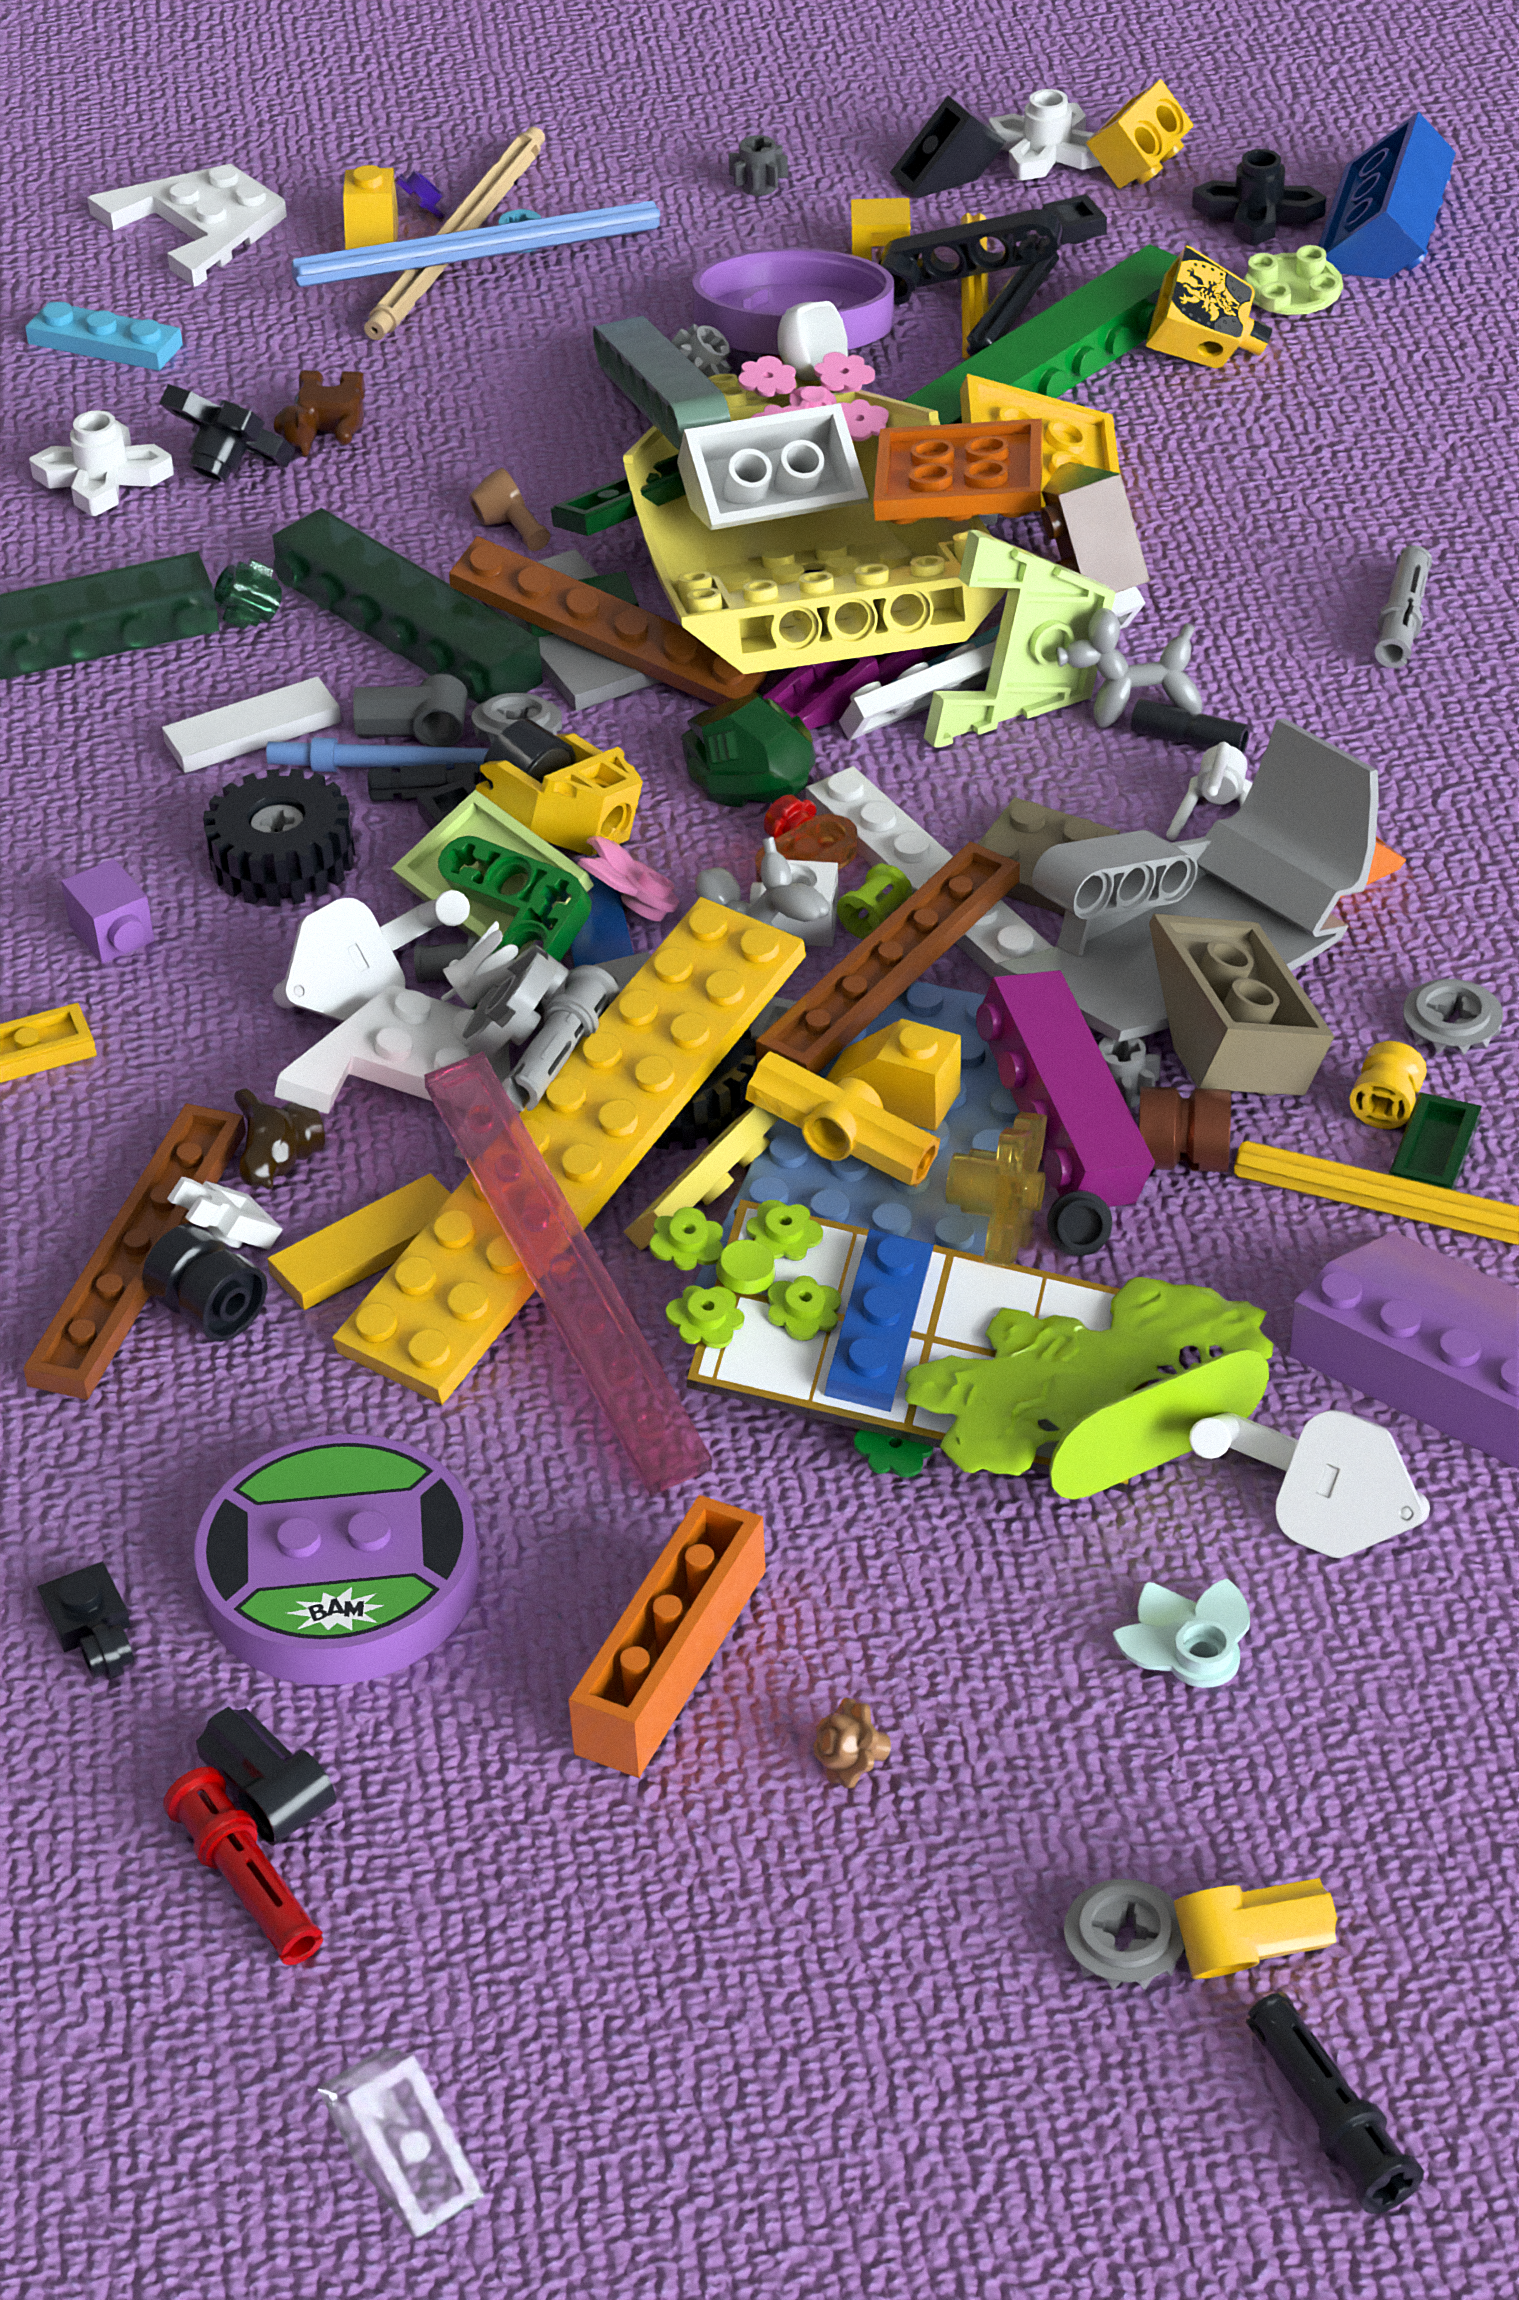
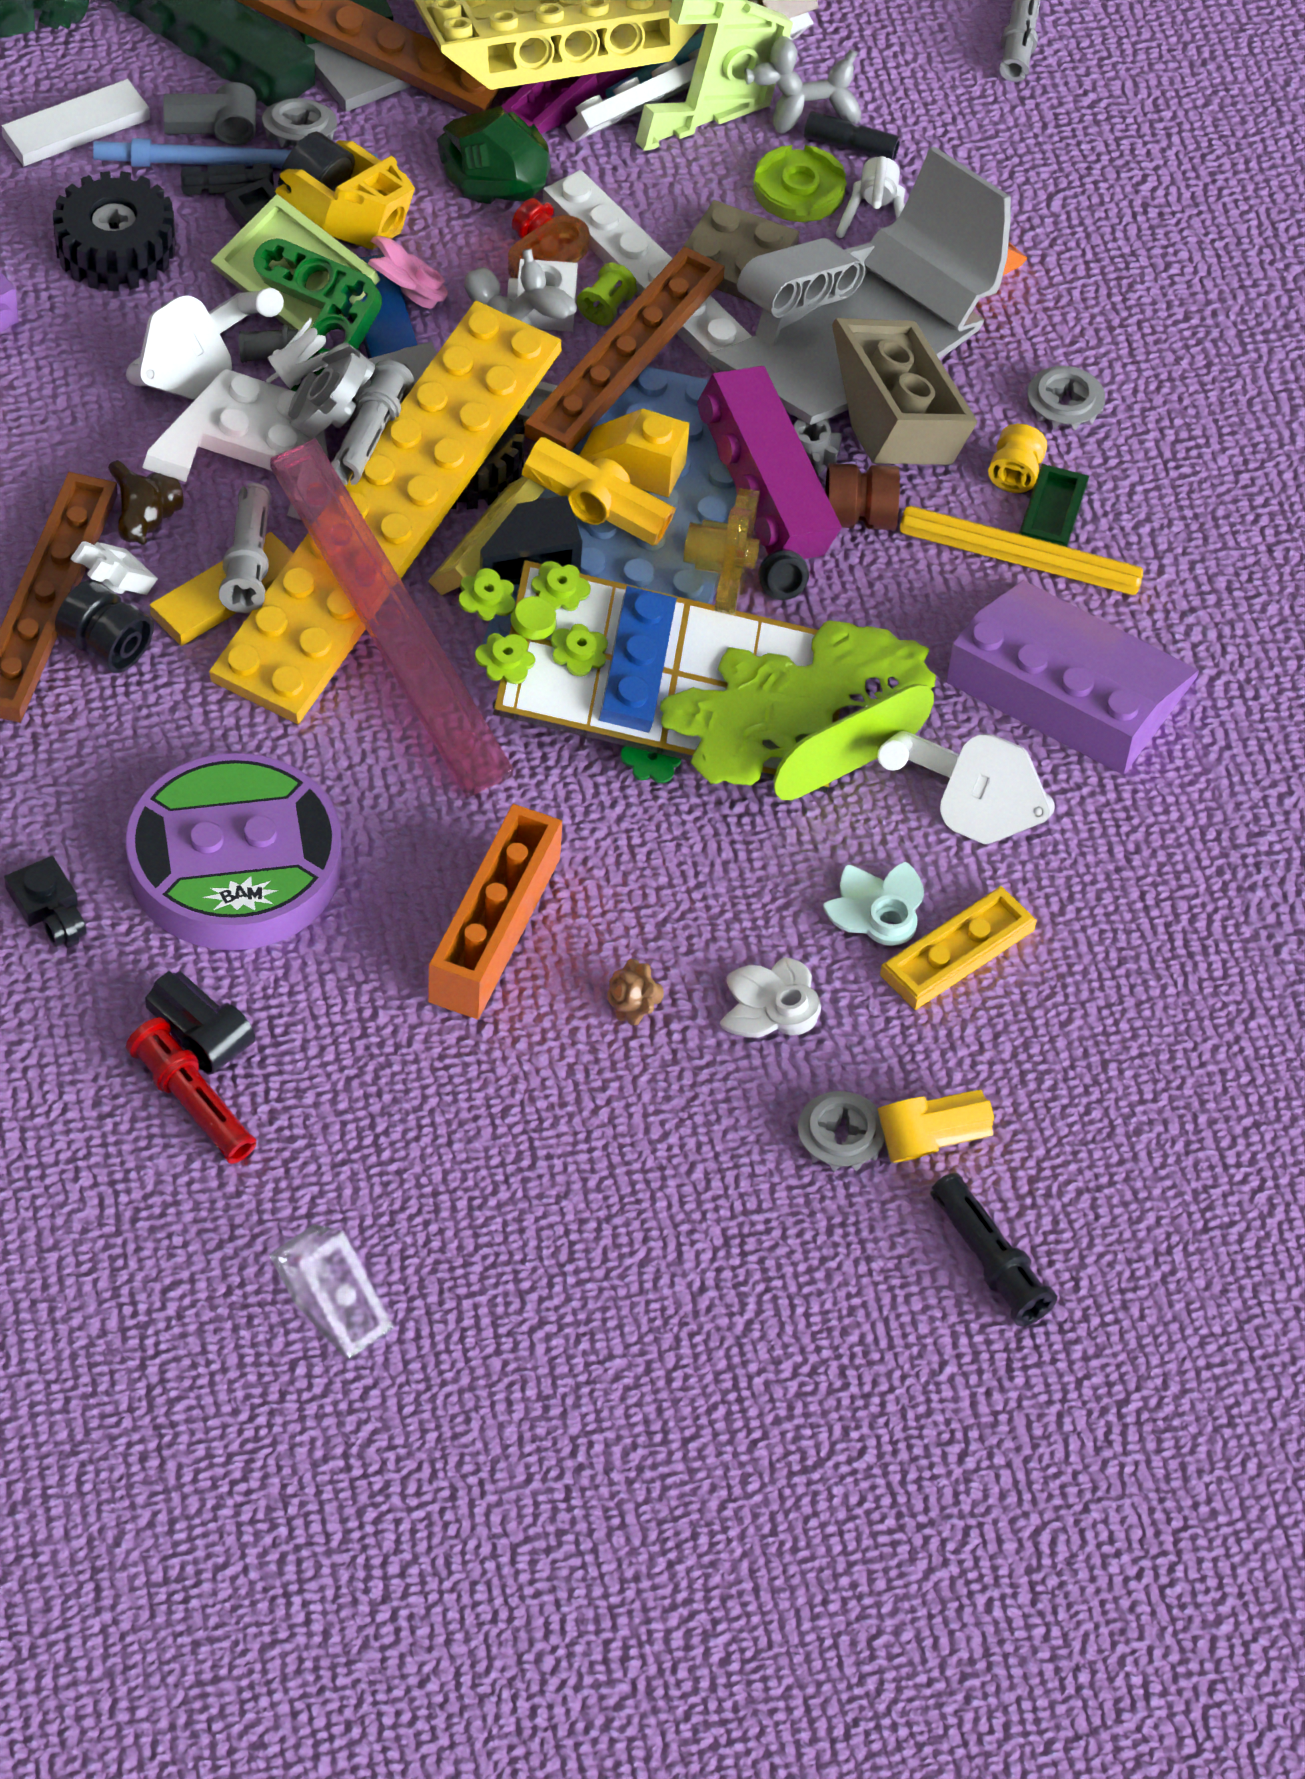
camera: 10 degrees left, 10 degrees up
(390, 1204) = (246, 561): none -> light grey pin
(753, 1167) = (534, 533): none -> black slope
(1038, 1757) = (772, 1000): none -> white plate
(1123, 780) = (799, 183): none -> lime tile
(1295, 1691) = (957, 947): none -> yellow tile

